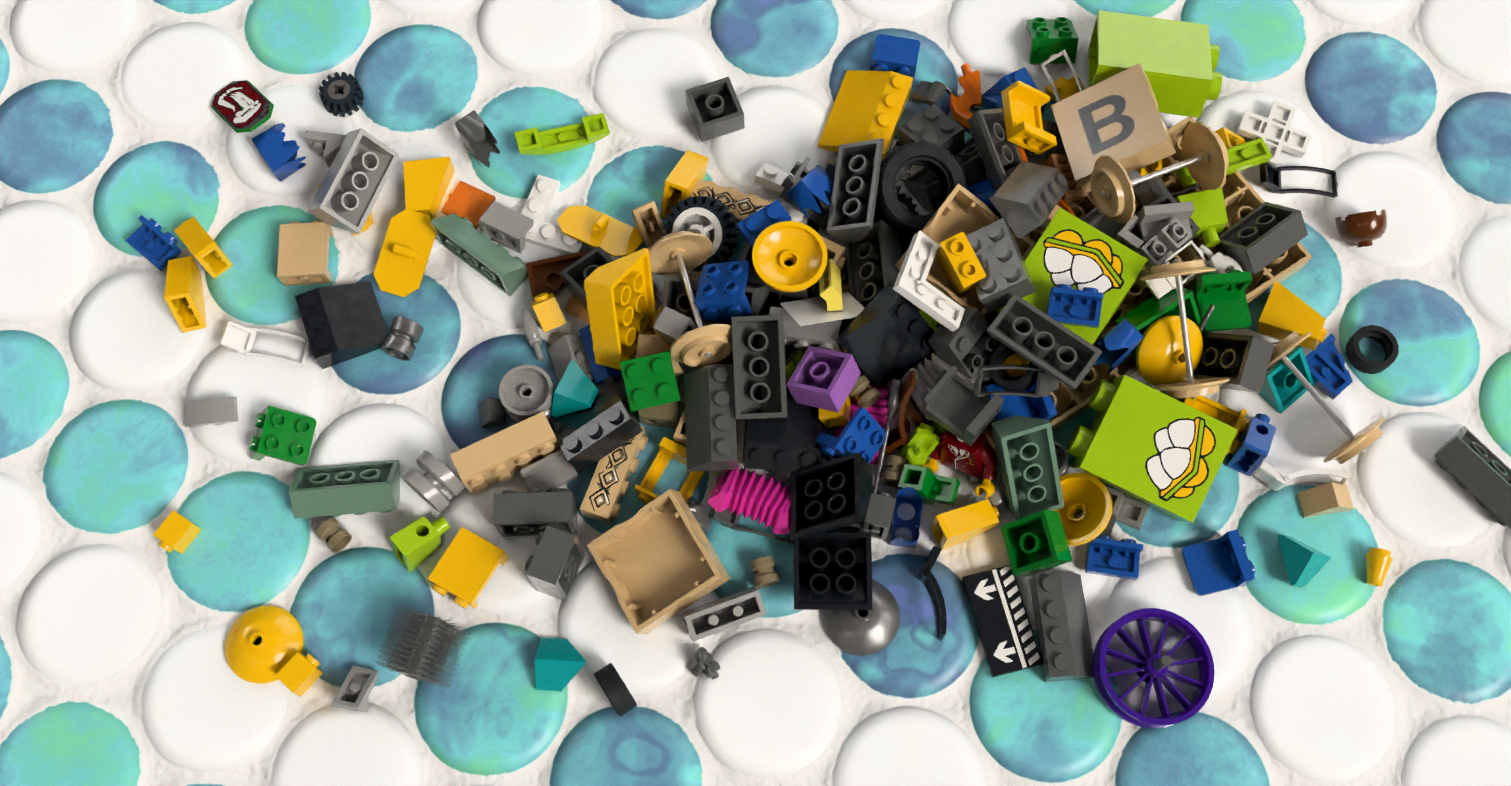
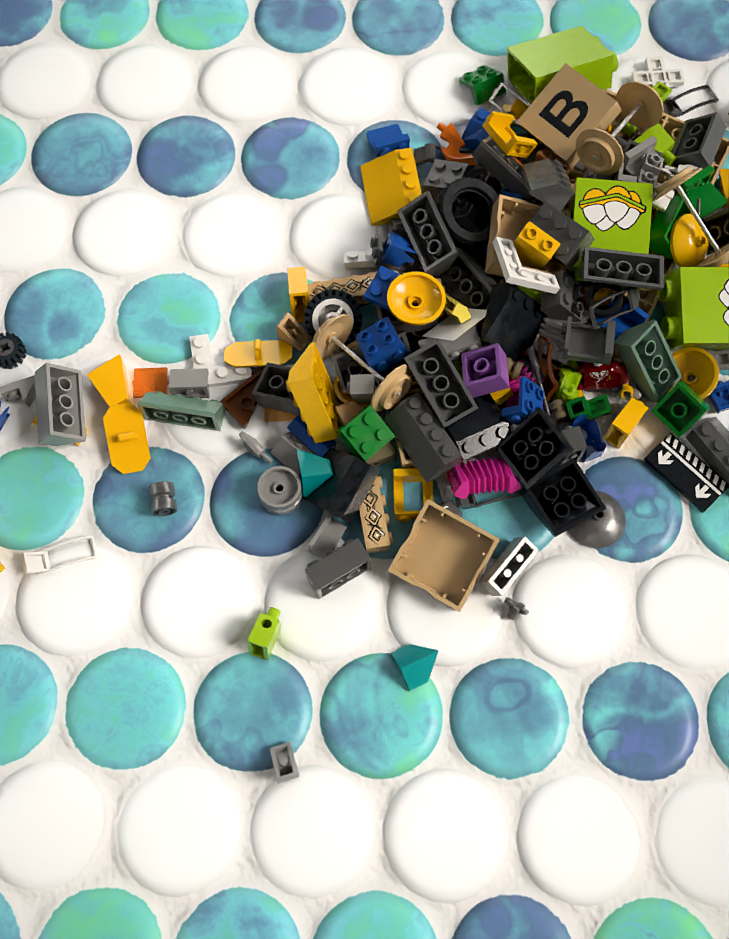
camera: 30 degrees left, 0 degrees up
(176, 533) = (77, 727): yellow brick -> none
(210, 411) = (48, 626): light grey slope -> none
(280, 642) = (207, 774): yellow dish -> none
(282, 436) = (114, 614): green bracket -> none
(300, 673) = (234, 775): yellow brick -> none
(304, 253) = (50, 476): tan panel -> none
(333, 534) = (197, 663): dark tan wheel -> none
(342, 322) = (109, 510): black slope -> none
(345, 489) = (186, 627): sand green slope -> none
(423, 647) = (316, 703): dark grey piece -> none
(436, 477) = (249, 585): light grey wheel -> none
(466, 568) = (310, 633): yellow panel -> none
(477, 137) = (131, 331): dark grey piece -> none
(492, 412) = (258, 517): dark grey slope -> none
(505, 453) = (290, 538): tan brick -> none
(547, 311) = (257, 426): yellow brick -> none
(555, 562) = (375, 594): dark grey brick -> none
(562, 138) = (192, 303): lime slope -> none
(615, 689) = (468, 658): black tyre -> none
(715, 109) = (288, 231): dark grey brick -> none
(764, 572) = (516, 524): dark tan wheel -> none
(931, 583) = (621, 465): black piece -> none
(1075, 306) = (626, 236): blue bracket -> none
(1119, 344) = (661, 245): blue piece -> none

